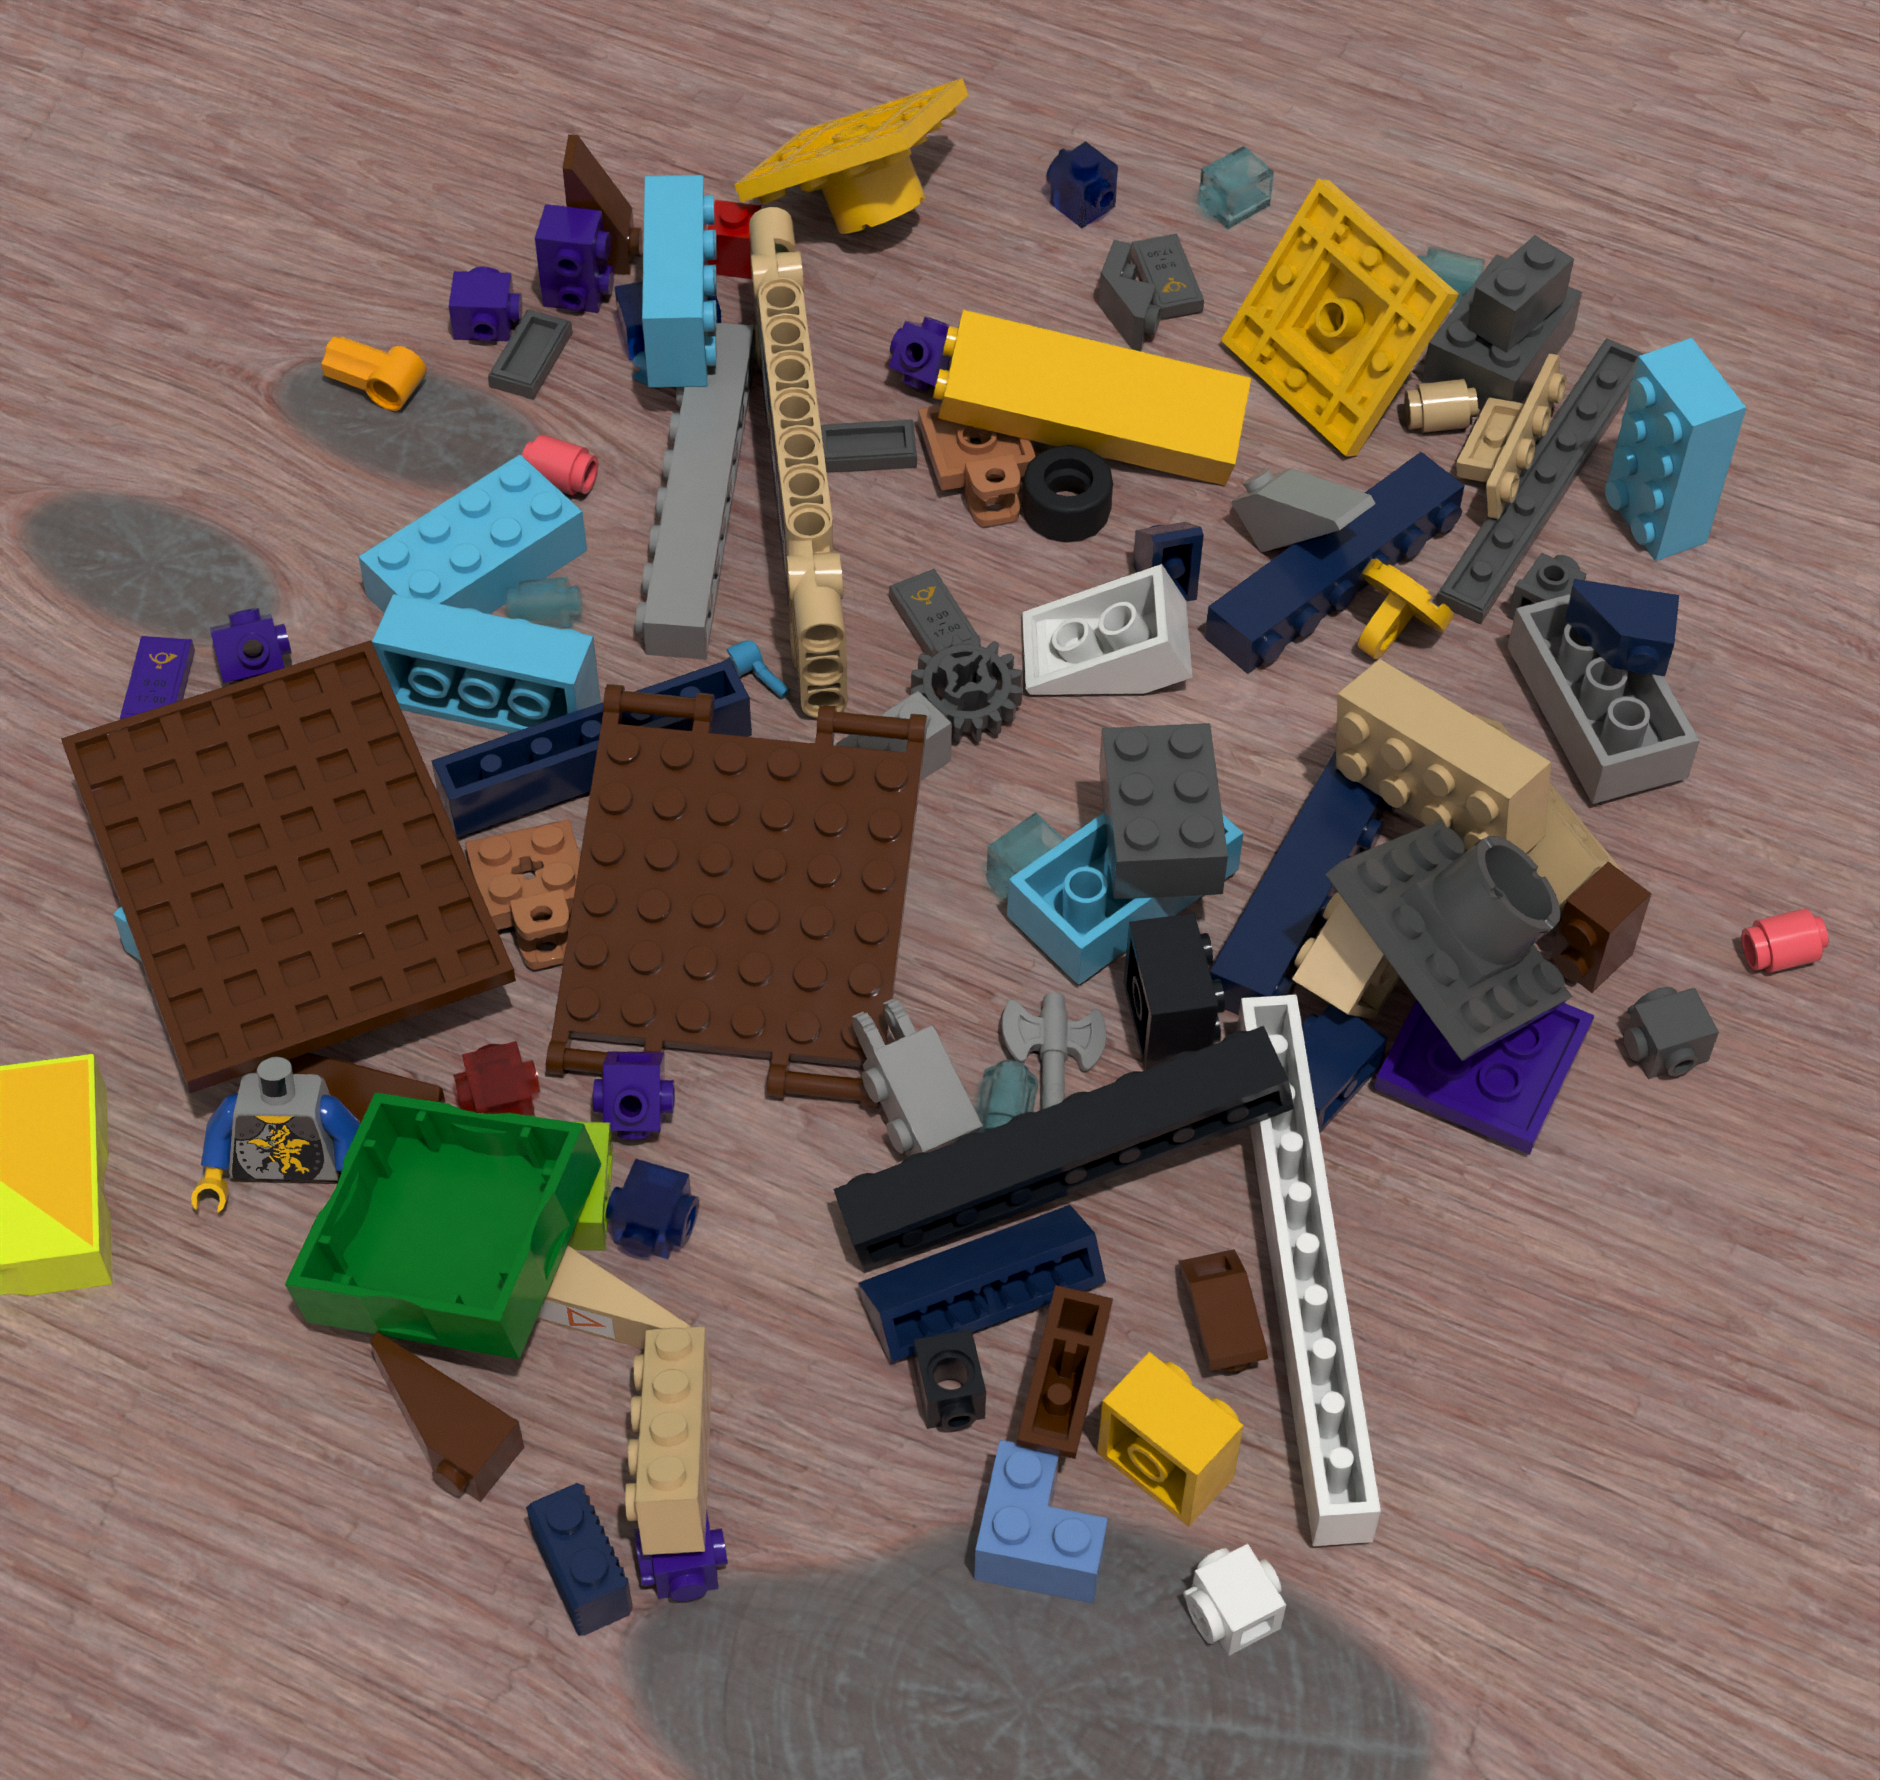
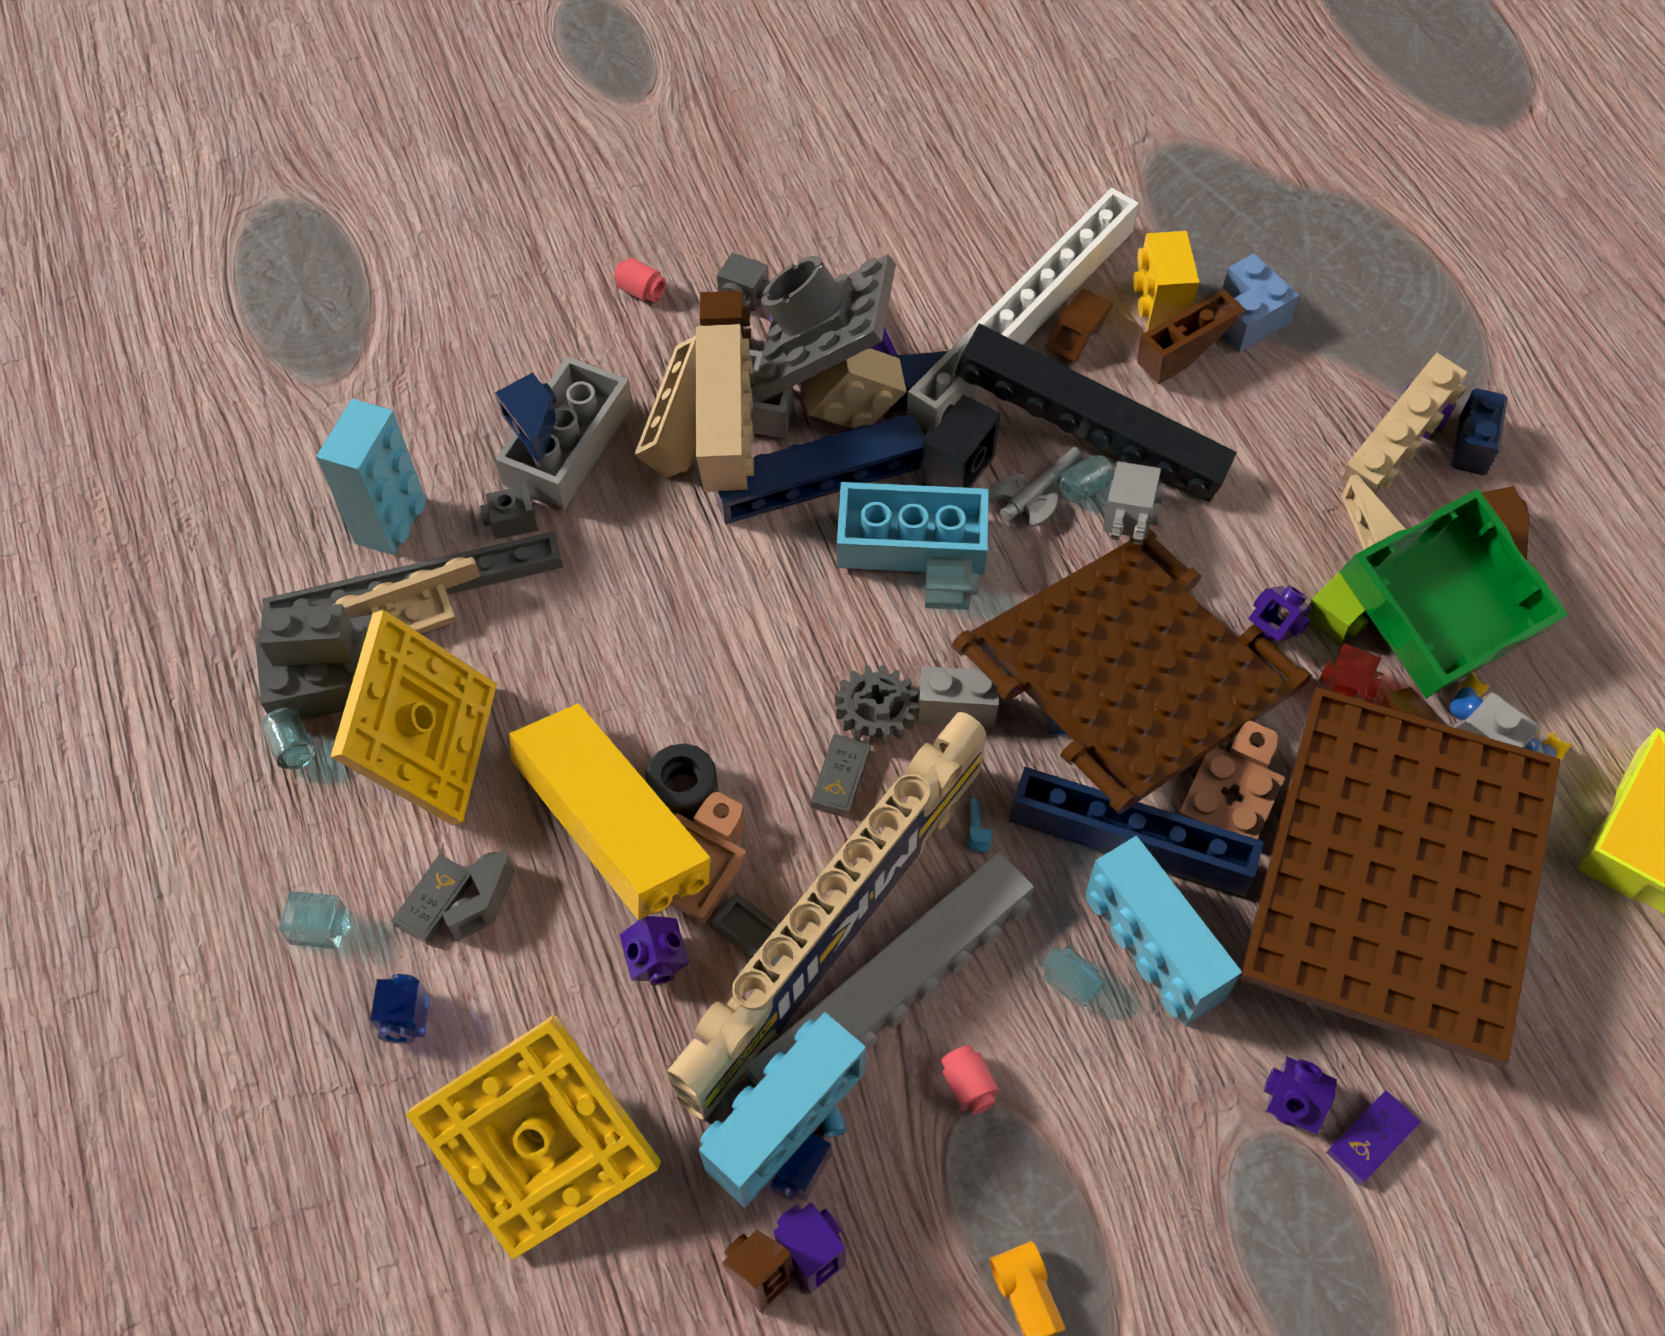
camera: 135 degrees left, 5 degrees up
(479, 543) = (1090, 1049): medium azure brick -> none
(483, 305) = (898, 1283): dark purple brick -> none
(530, 354) = (897, 1216): dark grey tile -> none
(652, 1210) = (1315, 557): clear blue brick -> none
(733, 238) = (675, 1179): red brick -> none
(944, 1358) = (1235, 385): black brick -> none
(982, 1280) = (1208, 418): dark blue brick -> none
(1109, 638) = (768, 672): white slope -> none
(1162, 811) = (881, 502): dark grey brick -> none
(1177, 549) = (682, 681): dark blue slope -> none
(1235, 1599) = (1196, 220): white brick -> none
(1296, 507) = (588, 627): light grey slope -> none
(1325, 572) = (590, 615): dark blue brick -> none
(1402, 601) = (600, 552): yellow tile -> none

